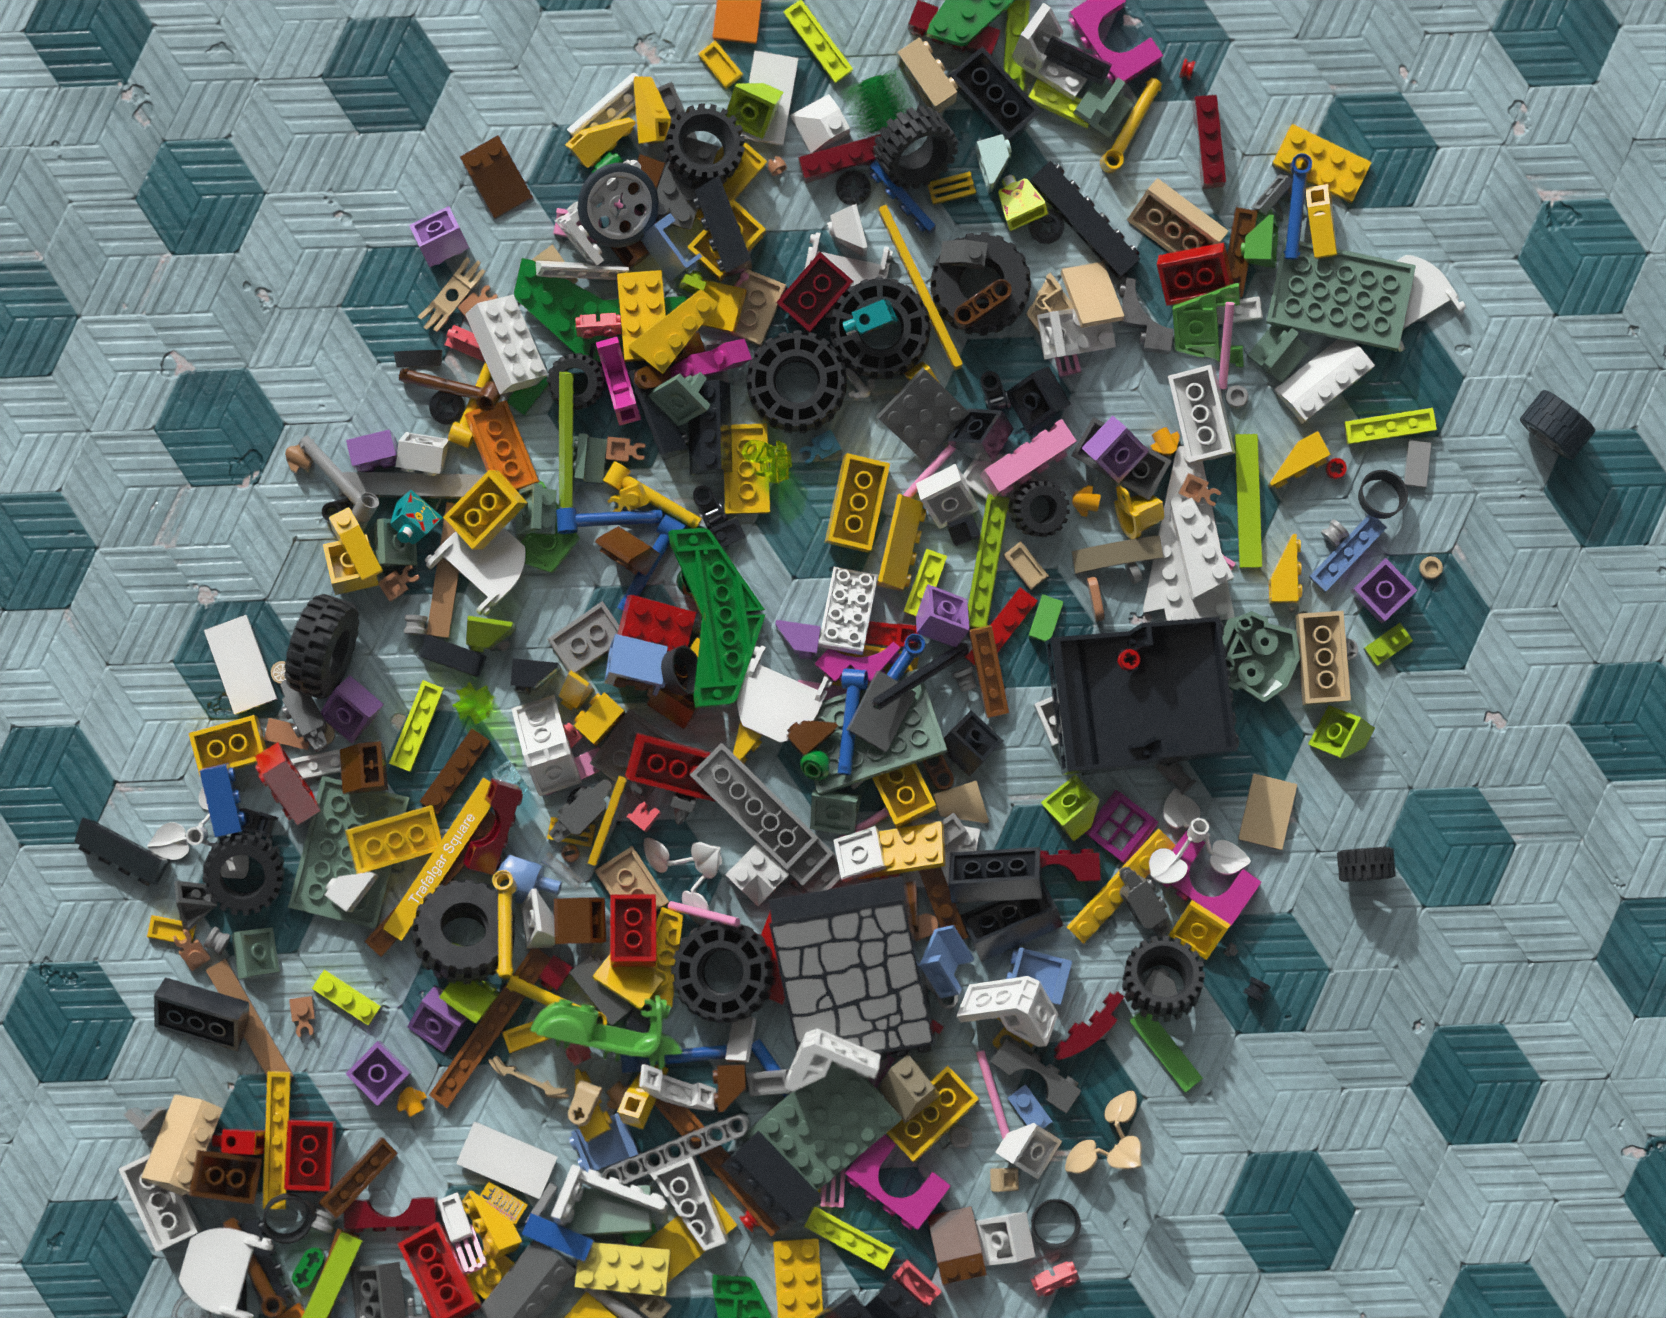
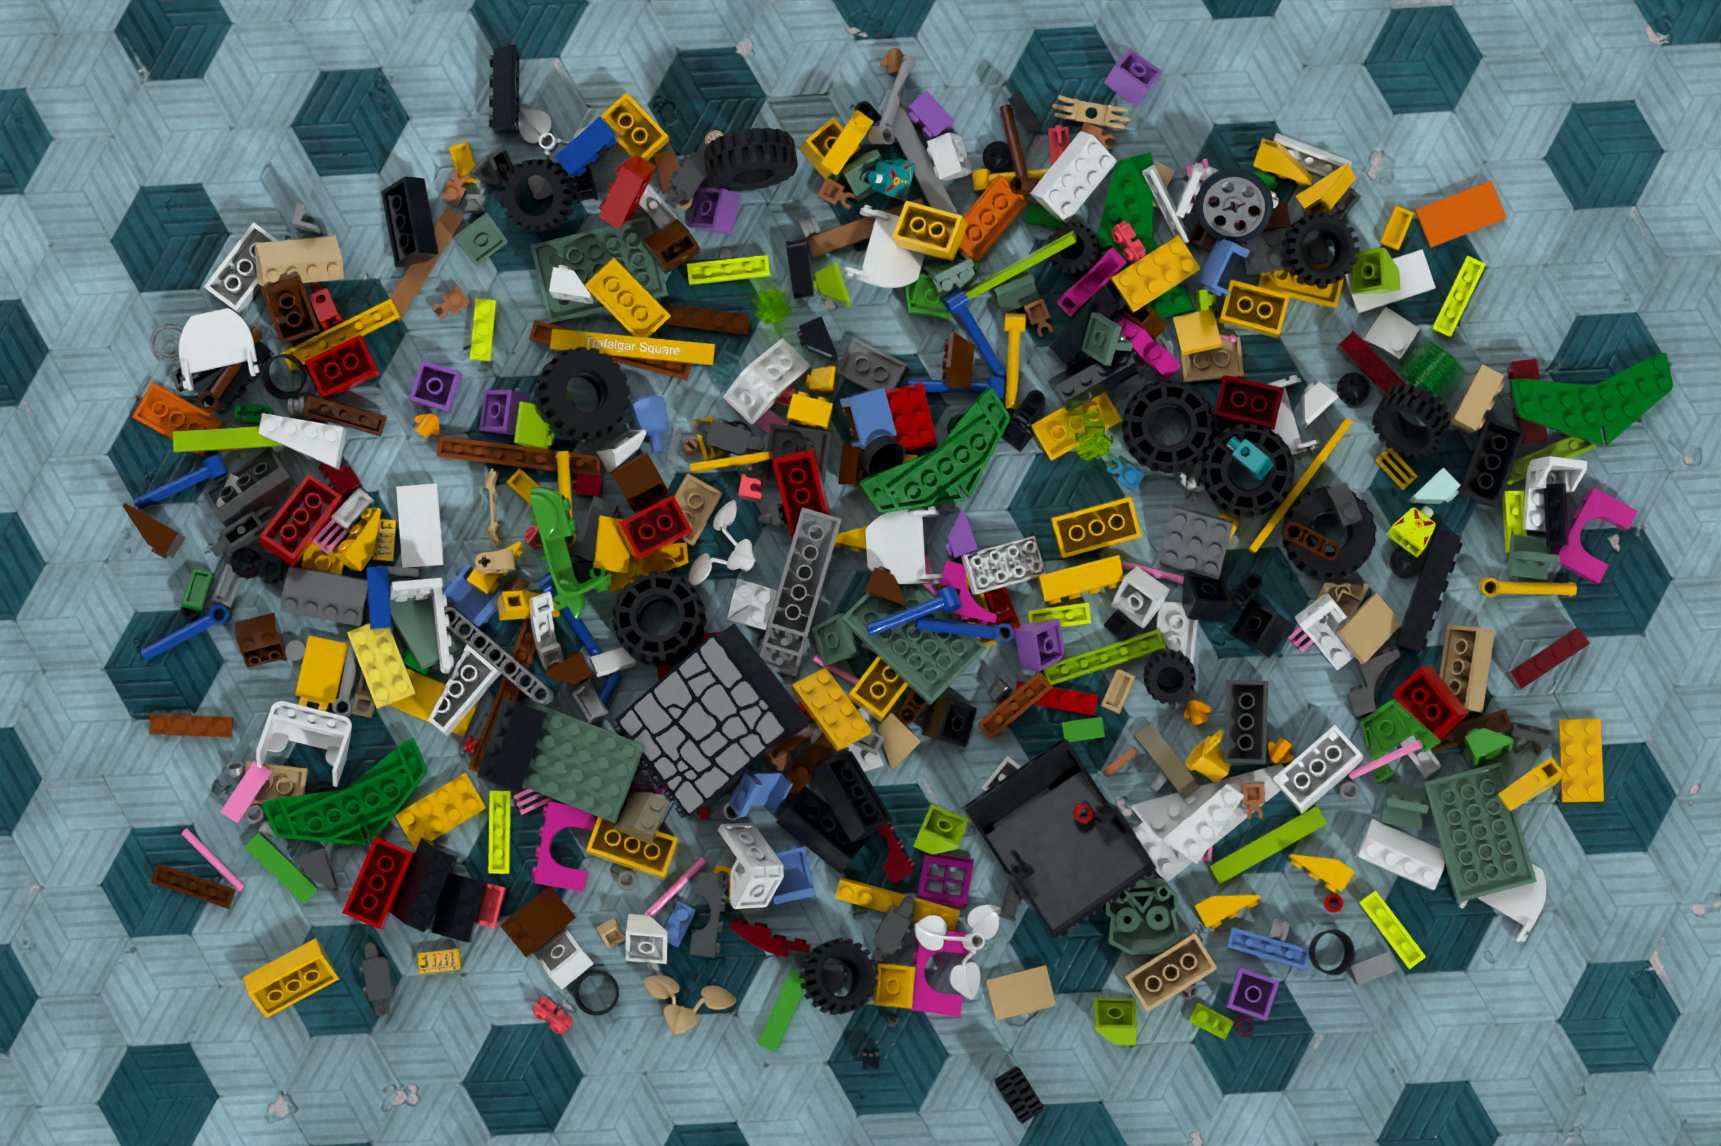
camera: 70 degrees right, 0 degrees up
(240, 664) = (703, 104): white tile -> none
(365, 1222) = (309, 438): none -> white wedge
(485, 853) = (654, 377): dark red arch -> none
(496, 176) = (1206, 97): reddish brown slope -> none
(504, 922) = (606, 421): yellow piece -> none
(631, 497) = (1003, 342): yellow plate -> none
(650, 377) = (1110, 307): reddish brown piece -> none
(670, 335) = (1153, 304): yellow wing -> none
(705, 914) = (697, 578): bright pink bar -> none
(723, 228) = (1260, 299): black slope -> none
(777, 166) = (1337, 318): nougat hinge -> none
(815, 765) = (862, 604): green cone -> none
(818, 1051) = (633, 726): white bracket -> none
(859, 854) = (811, 678): white tile -> none
(876, 725) = (934, 633): dark grey tile -> none
(907, 205) = (1362, 440): blue plate -> none
(920, 676) = (980, 650): black axle -> none
(1028, 459) = (1204, 646): bright pink wedge -> none
(1115, 449) = (1250, 712): medium lavender slope -> none
(1187, 69) = (1598, 609): red bush -> none
(1296, 206) = (1531, 758): blue piece -> none
(1402, 616) = (1237, 1026): none -> clear pink piece
(1430, 568) = (1292, 1023): tan tile -> none
(1557, 424) = (1465, 1066): black wheel -> none

